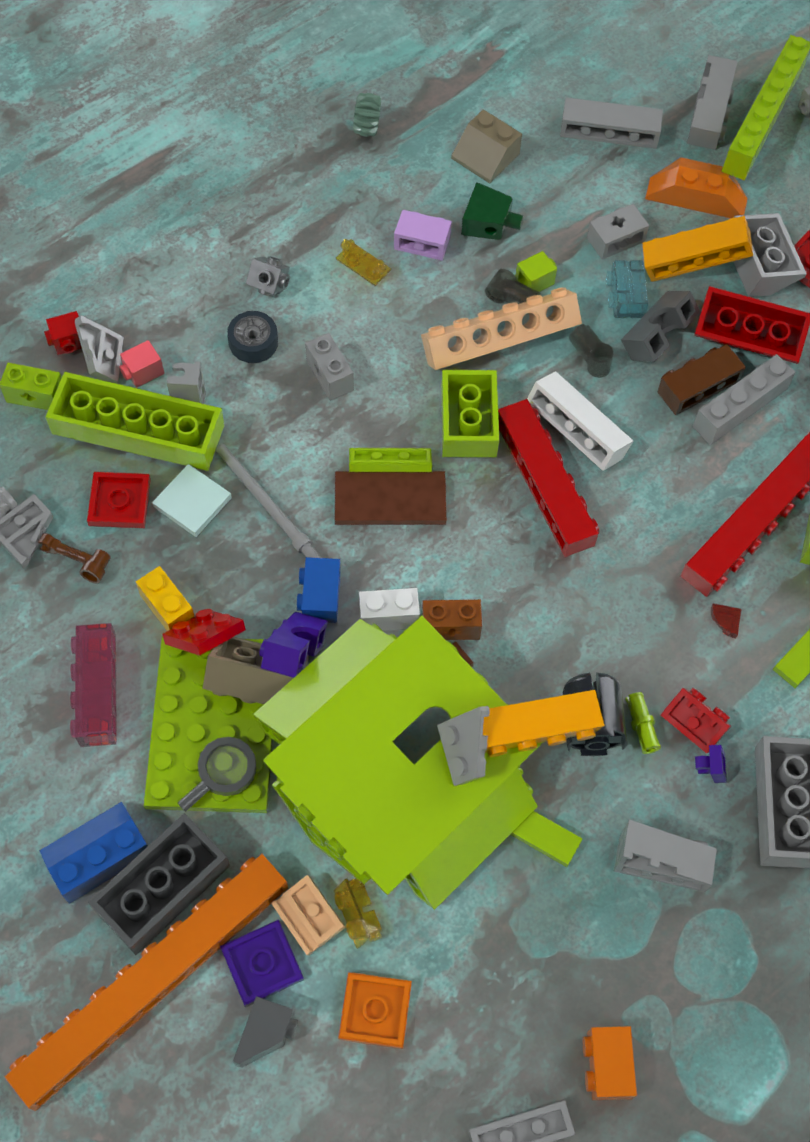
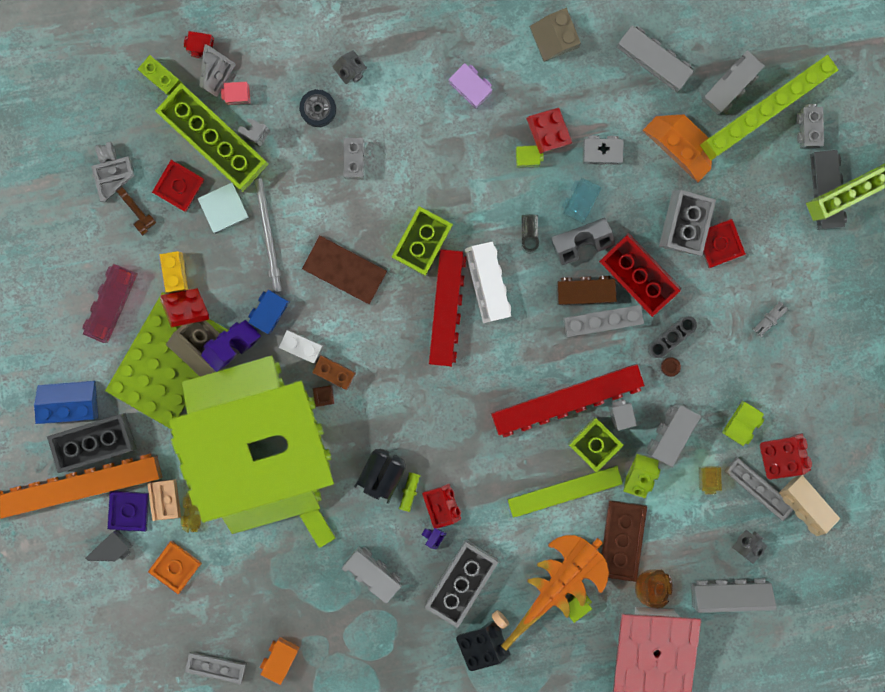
camera: 30 degrees right, 25 degrees up
(224, 768) = (157, 395): piece -> none
(362, 262) = (420, 86): clear yellow hinge -> none
(390, 460) = (357, 245): lime tile -> none
(465, 745) = (282, 469): light grey wing -> none
(489, 214) = (525, 92): dark green torso -> none
(507, 288) = (503, 159): clear smoke piece -> none
(542, 721) = (333, 475): light orange brick -> none
(543, 234) = (549, 130): none -> red plate
(564, 316) = (478, 189): light nougat brick -> none
(697, 248) = (641, 200): light orange brick -> none
(726, 618) = (499, 455): clear red tile -> none

